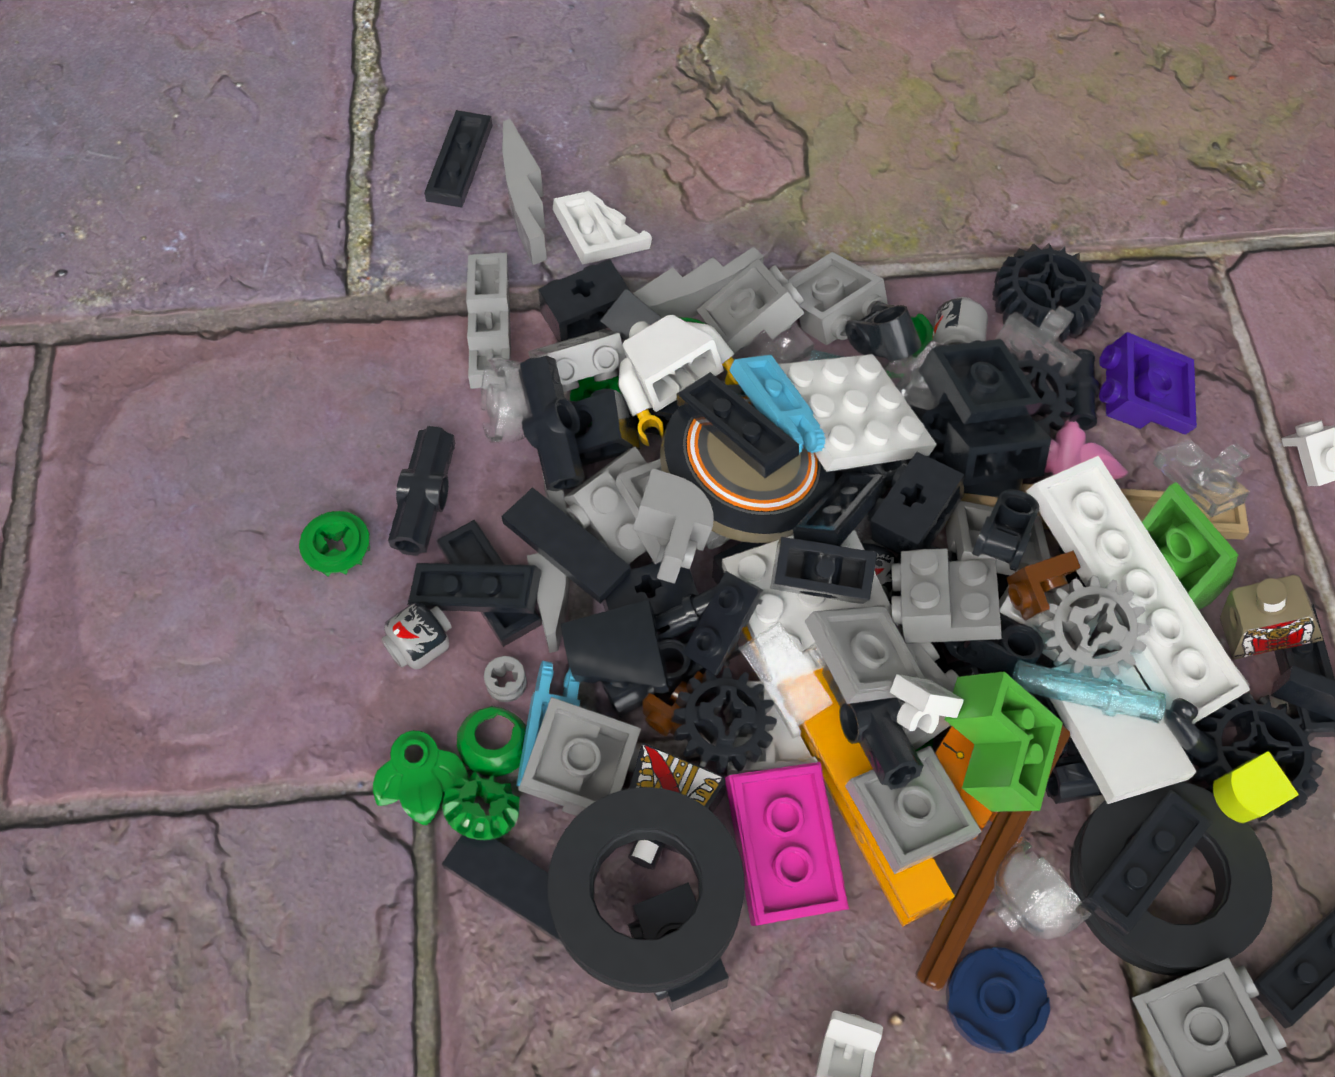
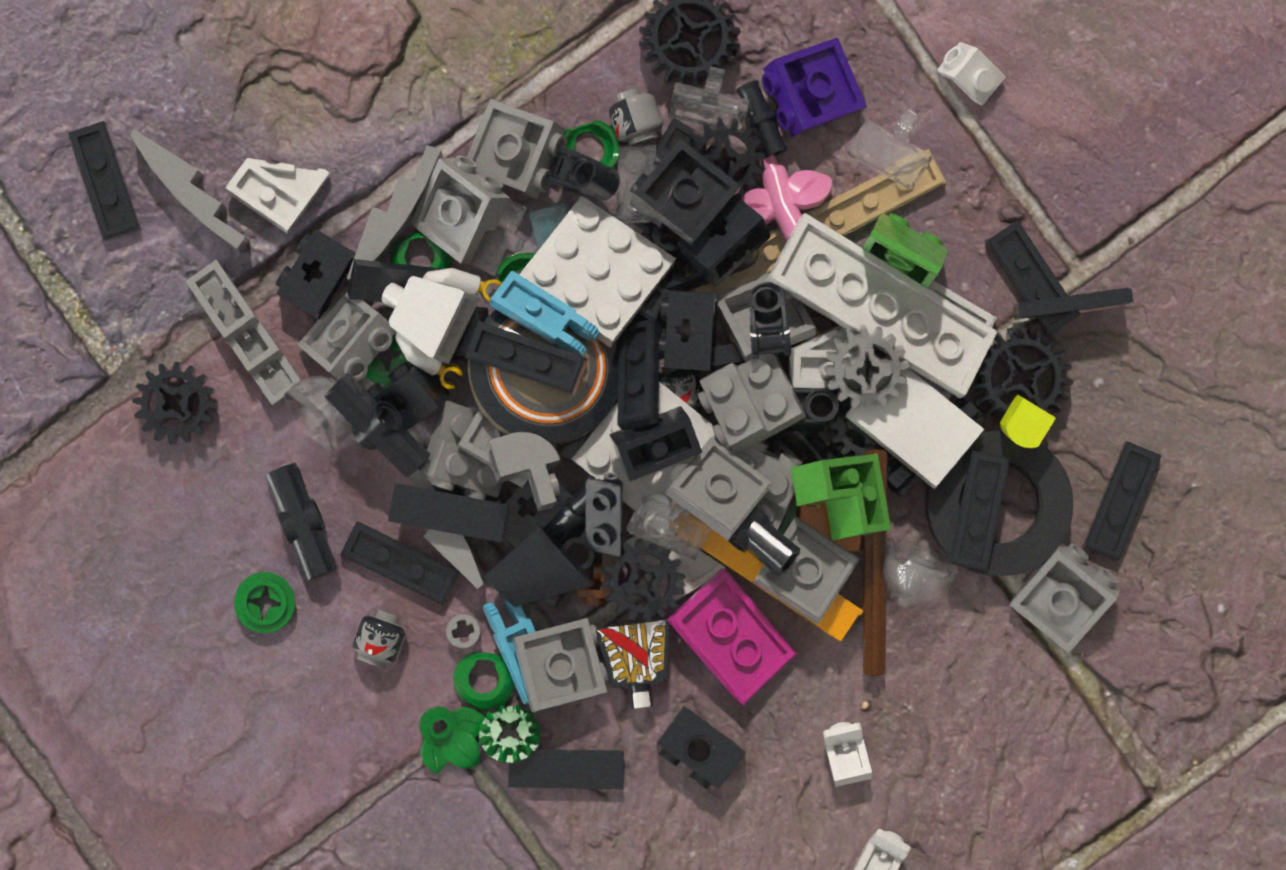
camera: 30 degrees left, 25 degrees up
(365, 335) = (161, 415): none -> black gear
(476, 587) = (398, 580): black tile -> none
(645, 963) = (671, 785): black tyre -> none
(923, 703) = (777, 504): white tile -> none
(997, 1000) = (924, 654): dark blue tile -> none
(1031, 582) = (811, 346): reddish brown bracket -> none
(1105, 695) = (928, 405): clear light blue pin -> none
(1192, 739) = (957, 401): black arm -> none
(1269, 617) = (991, 262): dark tan torso -> none

